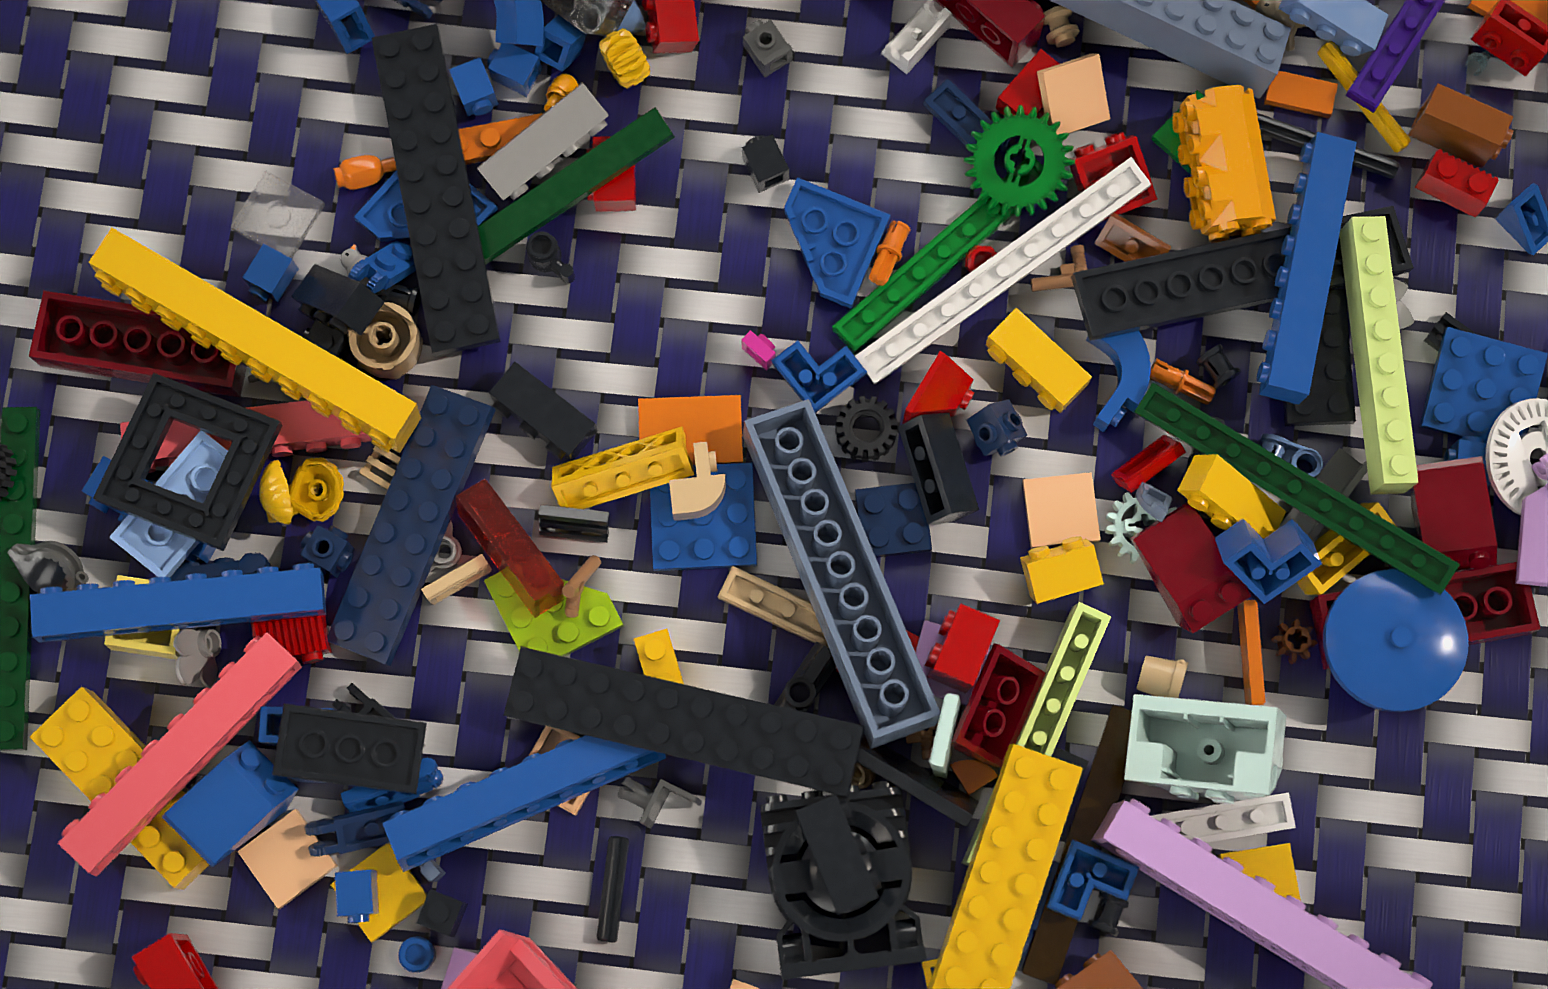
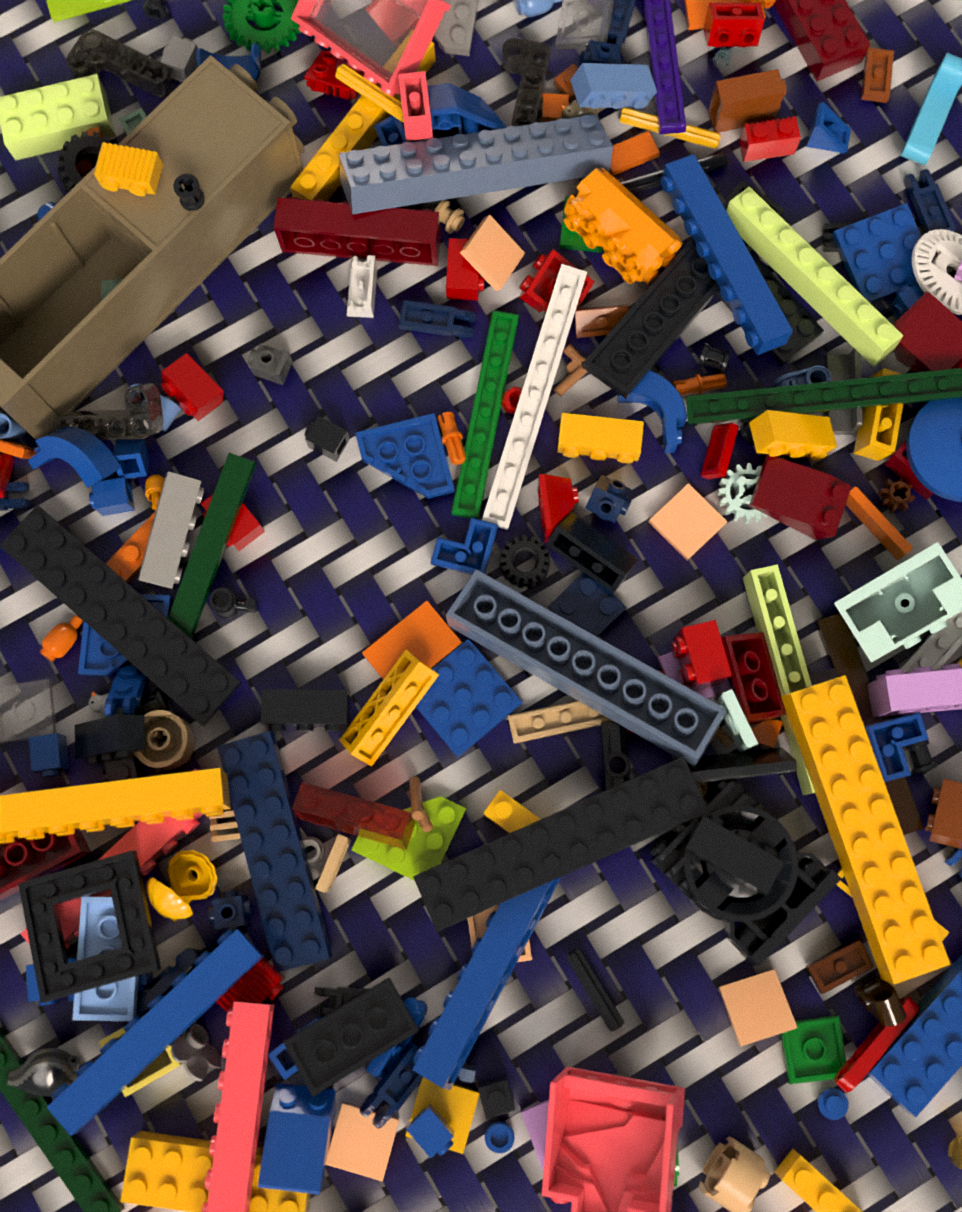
camera: 35 degrees left, 0 degrees up
(474, 87) = (95, 528): blue brick -> none
(573, 523) = (382, 766): black tile -> none
(624, 58) = (182, 436): yellow gear -> none
(651, 800) = (573, 911): dark grey bracket -> none
(701, 494) = (454, 683): tan brick -> none
(759, 348) = (416, 561): dark pink plate -> none
(1028, 129) = (483, 293): green gear -> none
(1061, 569) = (719, 559): yellow brick -> none
(1153, 501) = (745, 471): sand blue tile -> none
(1162, 677) = (836, 579): tan piece -> none
(1268, 563) = (849, 455): blue brick -> none

